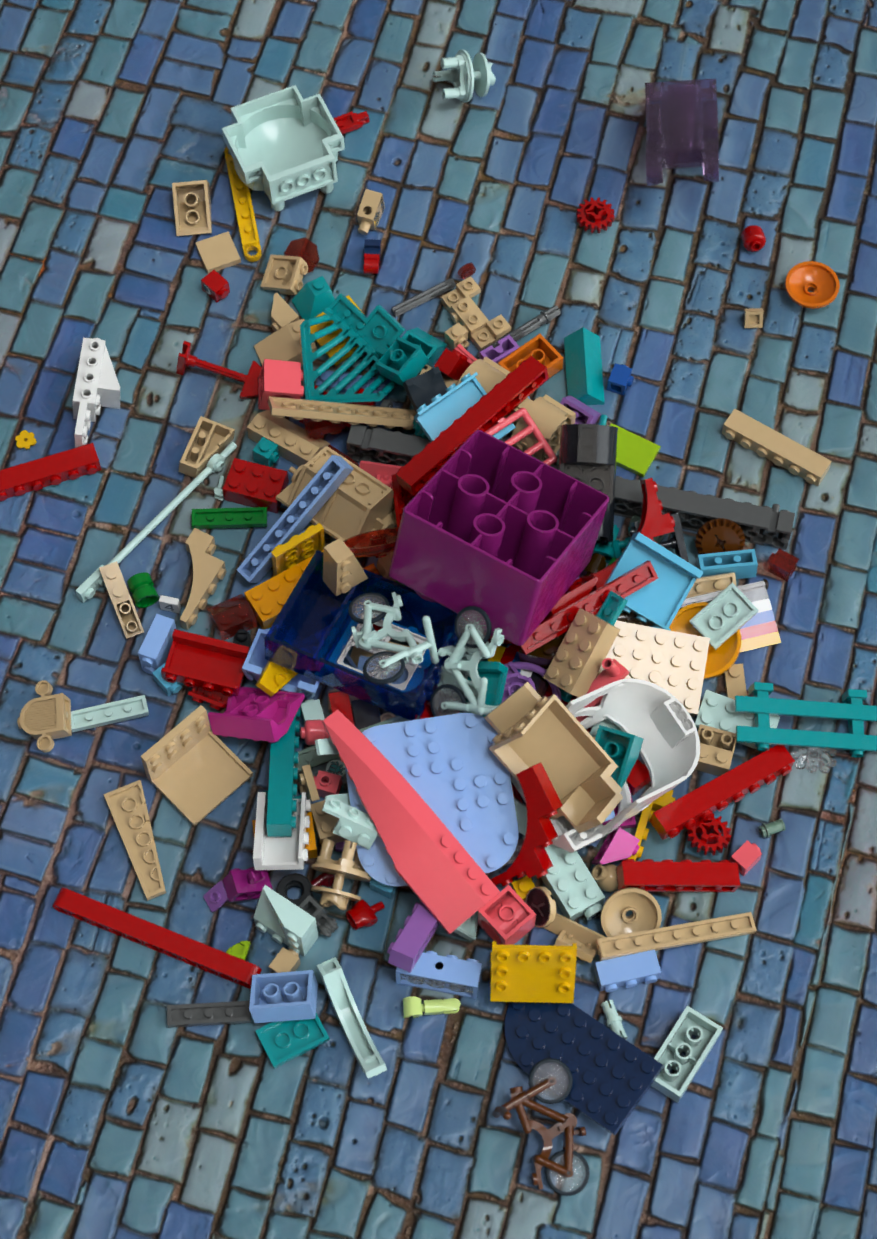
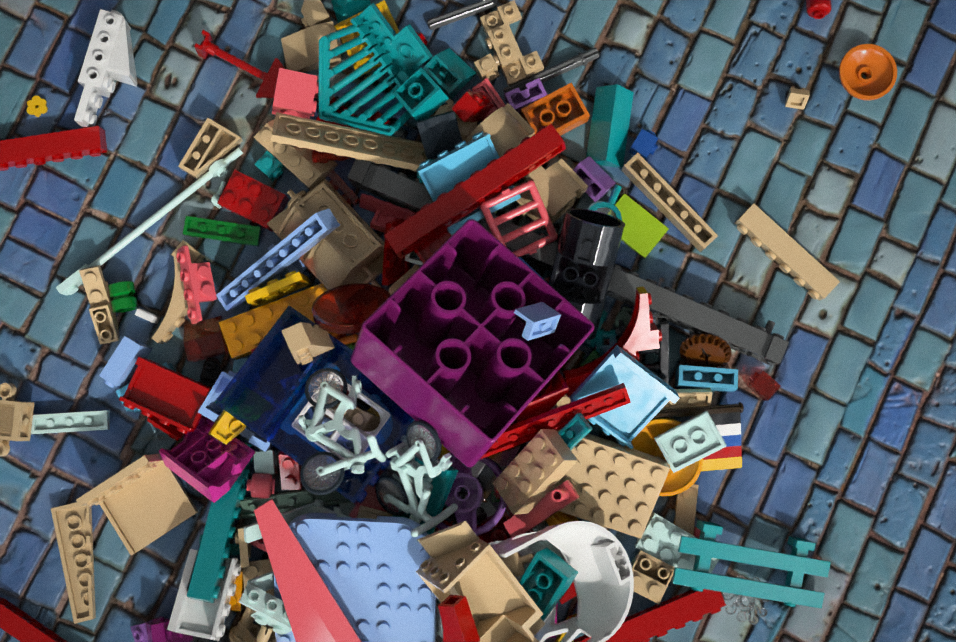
camera: 20 degrees right, 20 degrees up
(215, 560) = (197, 283): none -> coral bracket
(559, 498) = (539, 320): none -> light blue panel
(655, 422) = (669, 202): none -> tan brick

